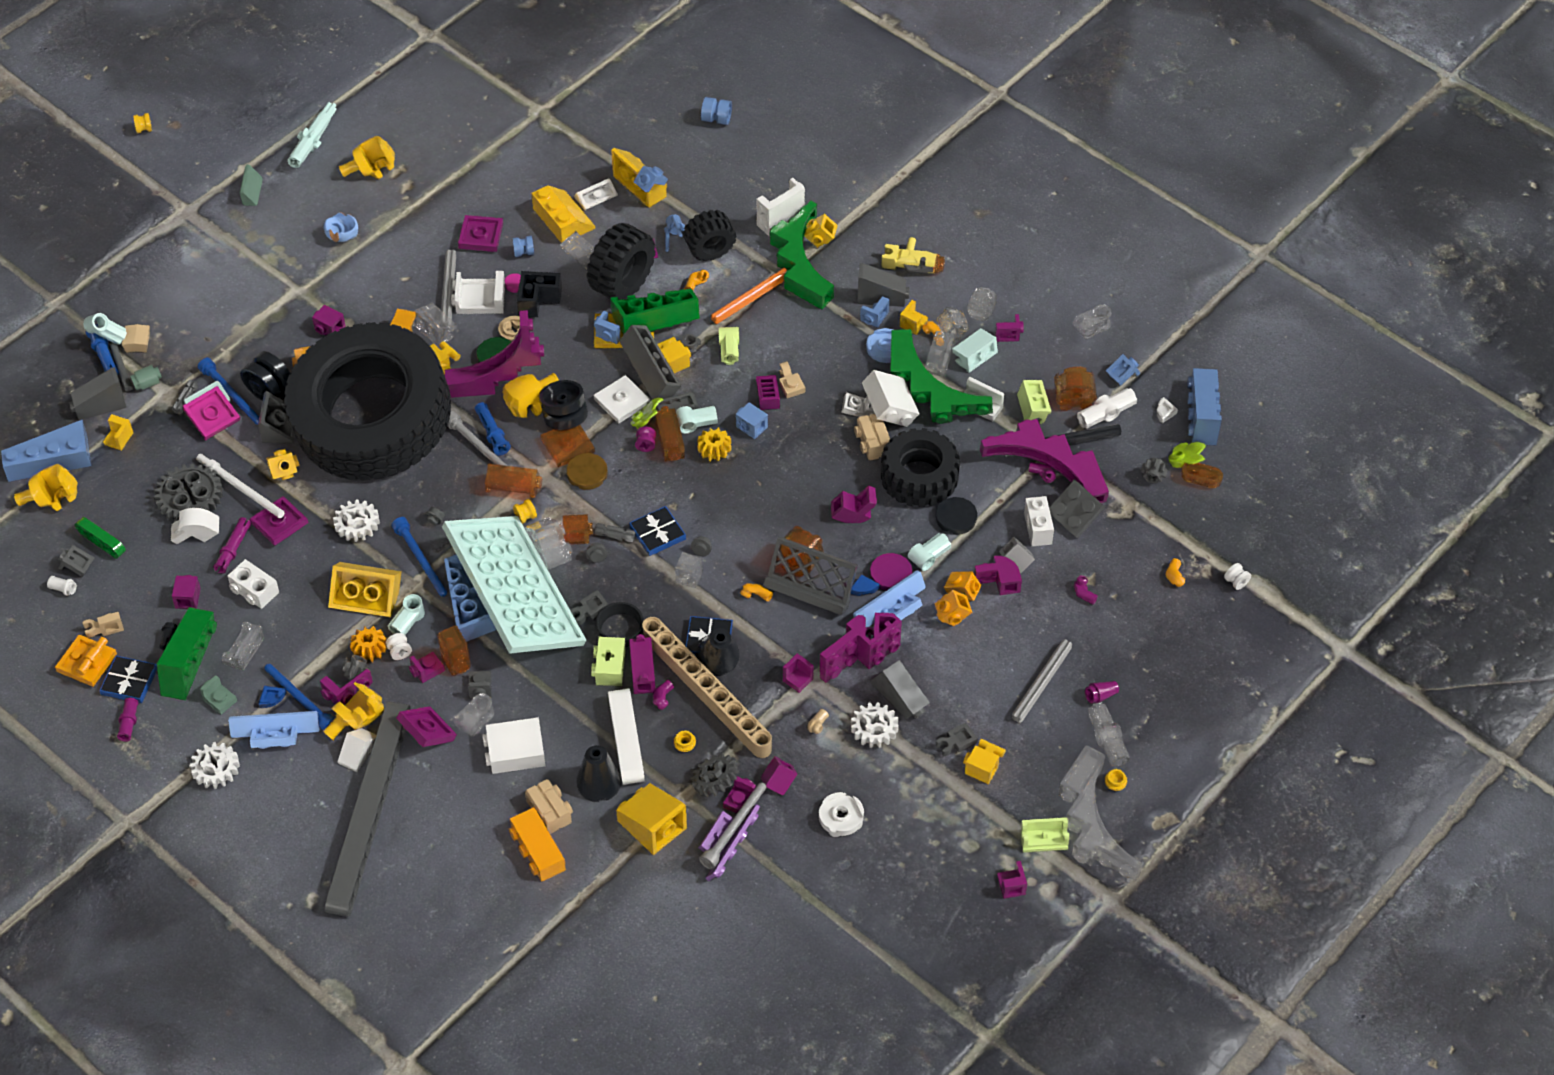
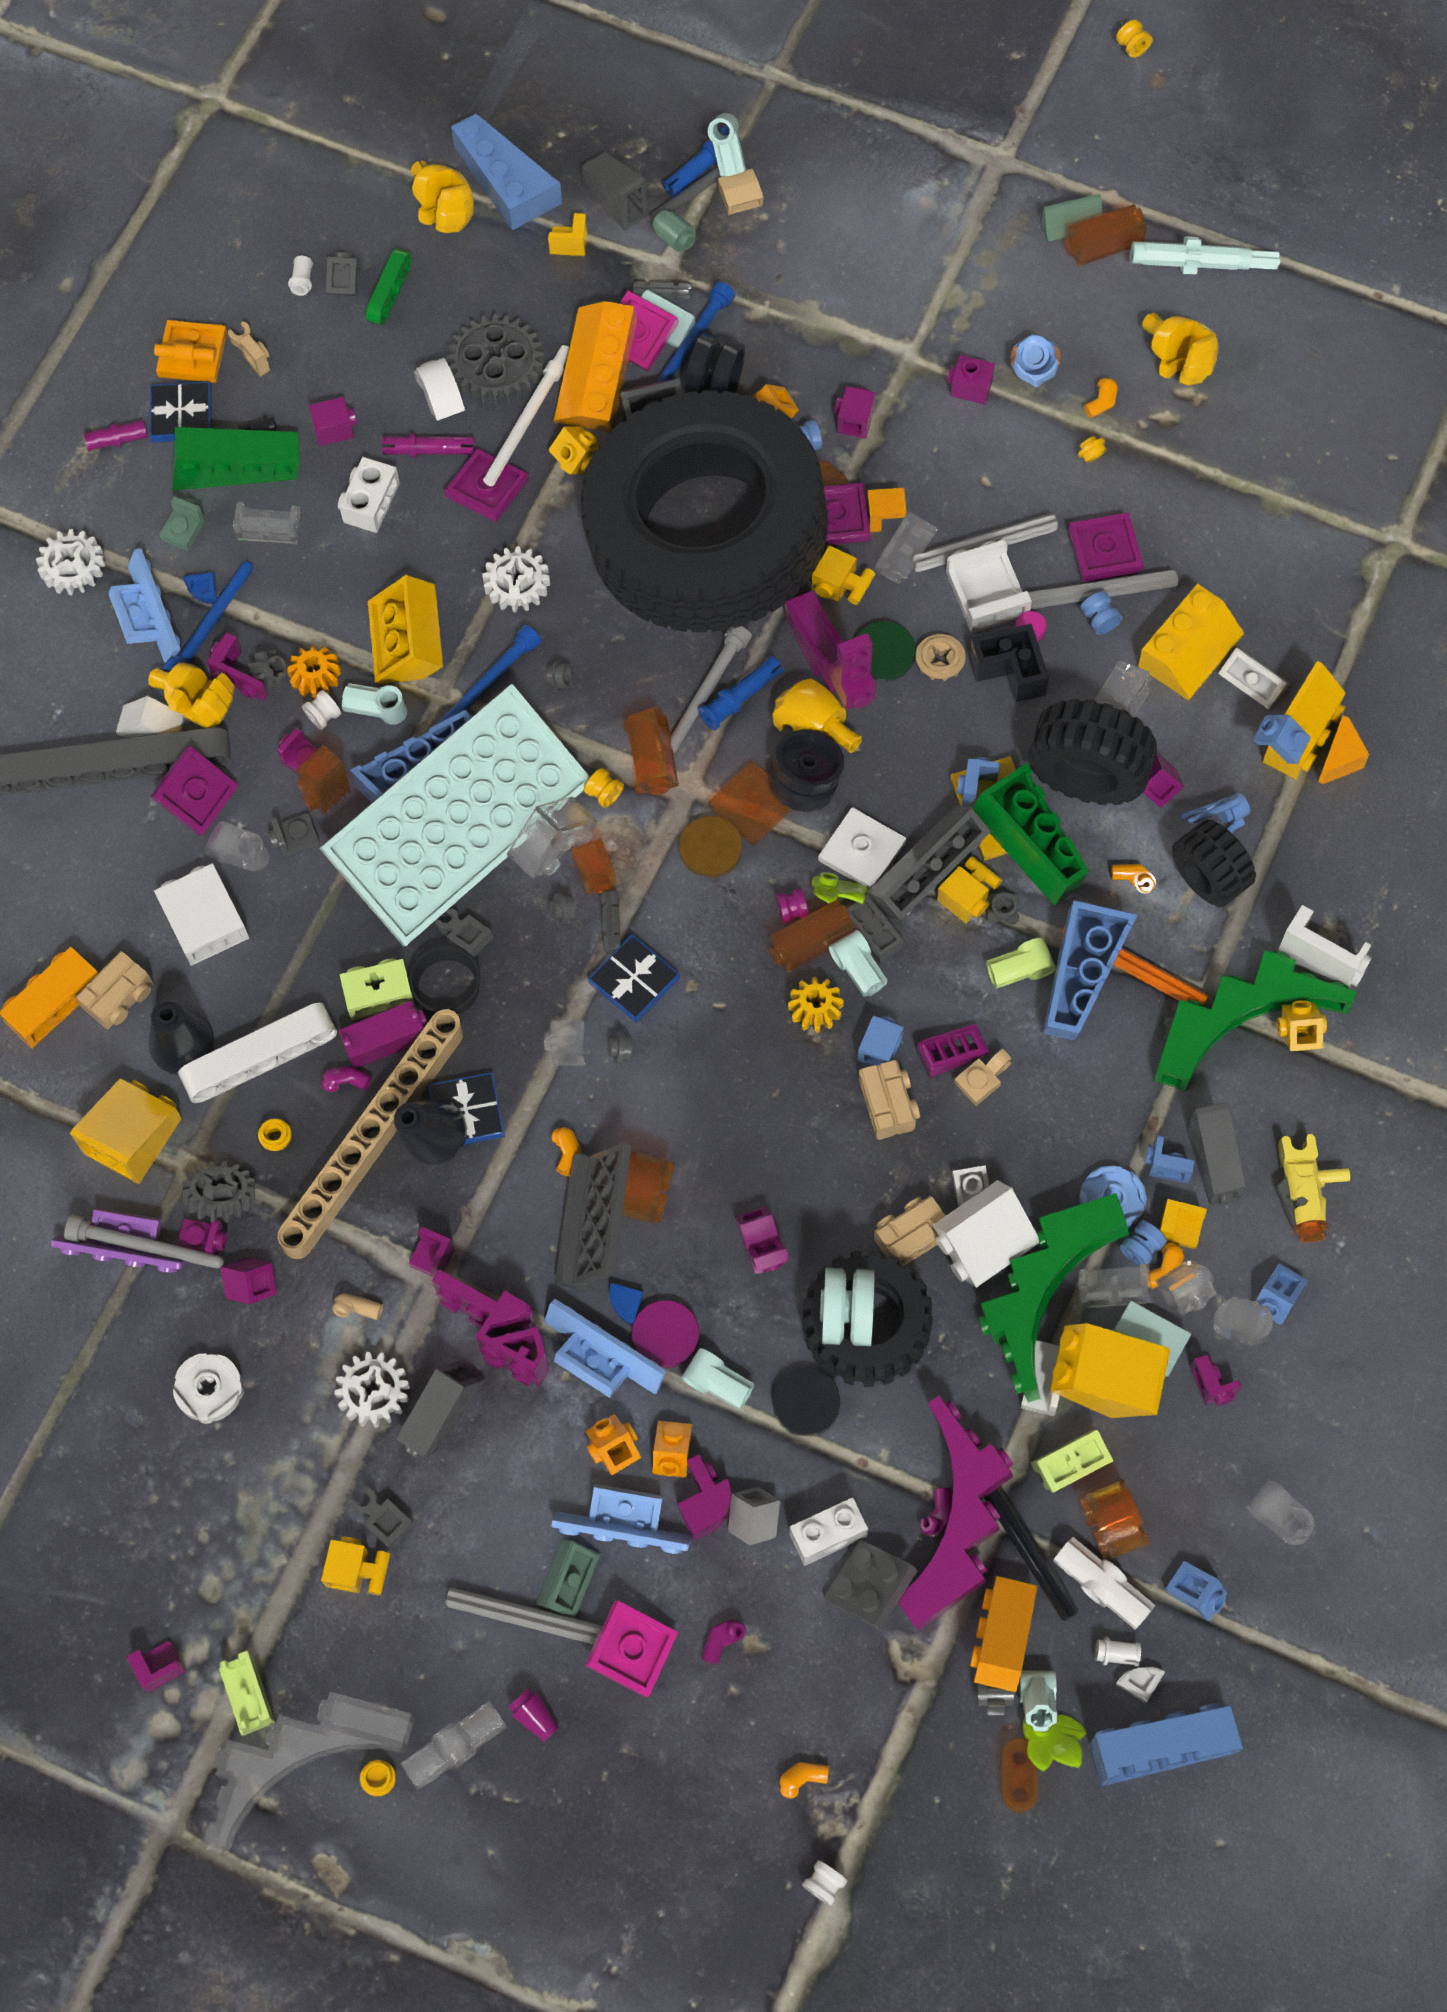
camera: 75 degrees right, 15 degrees up
(227, 437) = (596, 366): none -> light orange slope
(272, 173) = (1105, 234): none -> clear orange brick
(336, 261) = (971, 379): none -> magenta brick
(376, 203) = (1105, 400): none -> light orange arm
(413, 220) = (1092, 449): none -> yellow plate
(507, 241) = (1113, 587): none -> light grey axle
(665, 163) = (1346, 753): none -> light orange slope
(747, 311) = (1086, 956): none -> medium blue wedge
(788, 426) = (888, 1099): none -> tan brick
(921, 338) = (1143, 1243): none -> medium blue wheel
(922, 452) = (847, 1306): none -> light aqua wheel
(967, 285) = (1281, 1292): none -> medium blue bracket
(993, 362) = (1110, 1371): none -> yellow slope
(996, 617) = (623, 1516): none -> light blue bracket
(1023, 658) = (568, 1579): none -> sand green slope
(1078, 630) = (631, 1648): none -> dark pink plate
(1125, 451) = (1003, 1633): none -> light orange brick
(1144, 418) = (1117, 1652): none -> white pin
(1165, 448) = (1038, 1695): none -> light aqua piece

